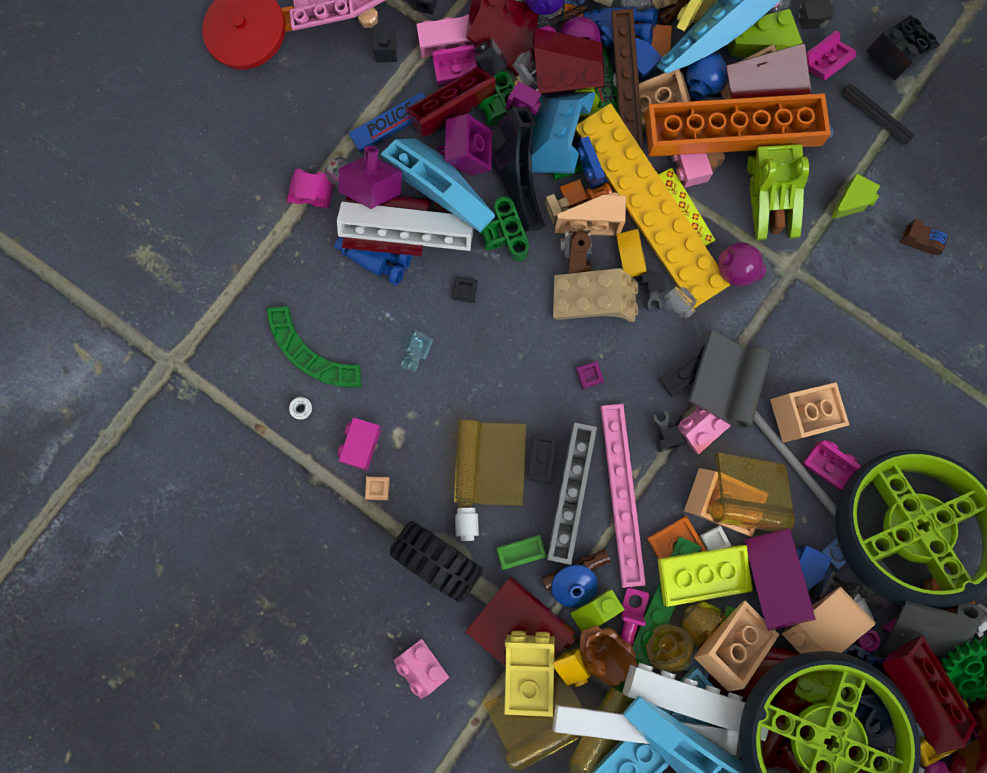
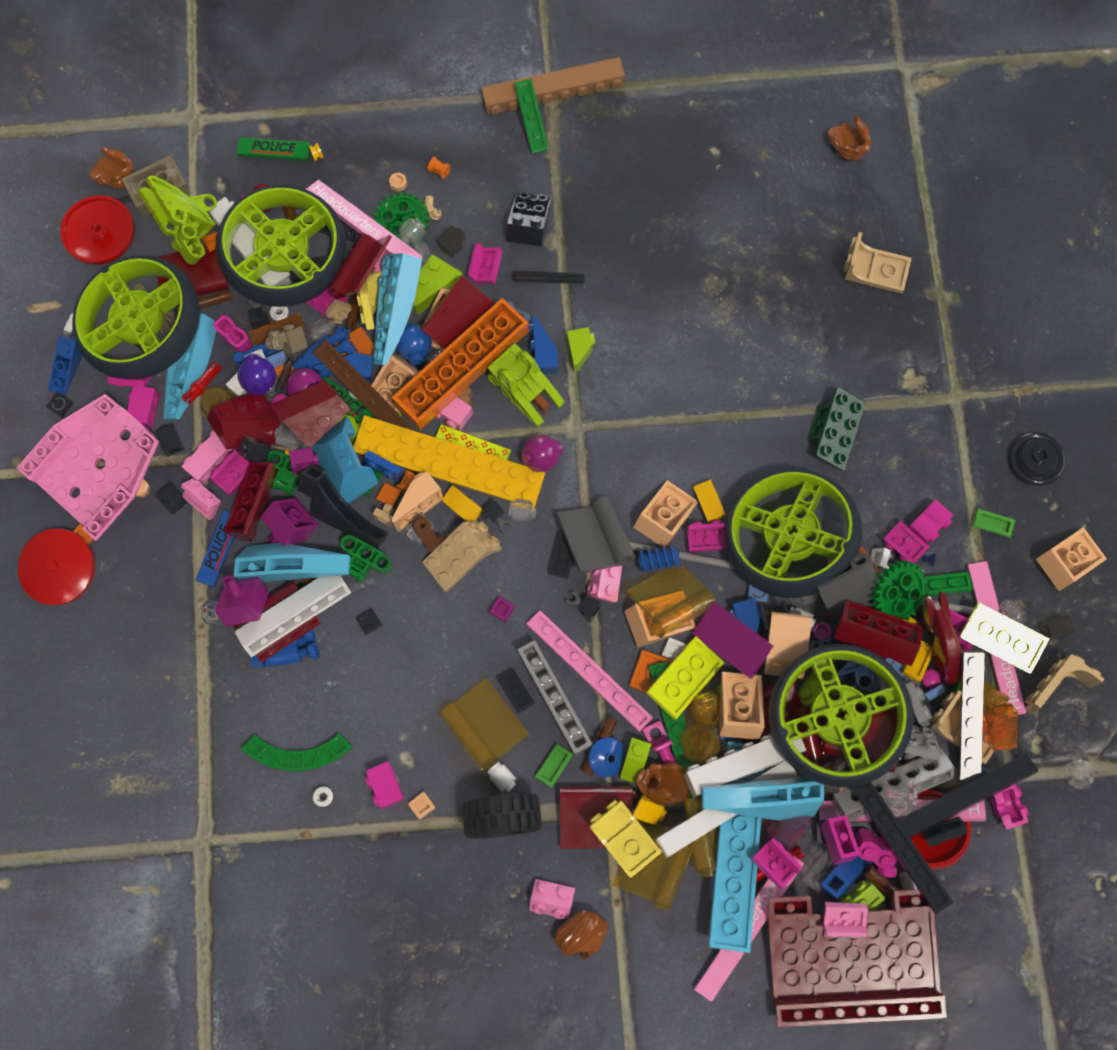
camera: 35 degrees left, 5 degrees down
(310, 189) = (201, 641): dark pink cylinder -> none
(410, 65) = (200, 498): none -> bright pink bracket
(418, 348) = (370, 688): clear light blue plate -> none
(419, 725) = (581, 934): none -> dark orange hair
(771, 447) = (658, 558): none -> blue piece
(821, 173) = (544, 349): none -> blue slope
(861, 433) = (709, 501): none -> yellow slope
(924, 238) = (646, 337): reddish brown leg -> none

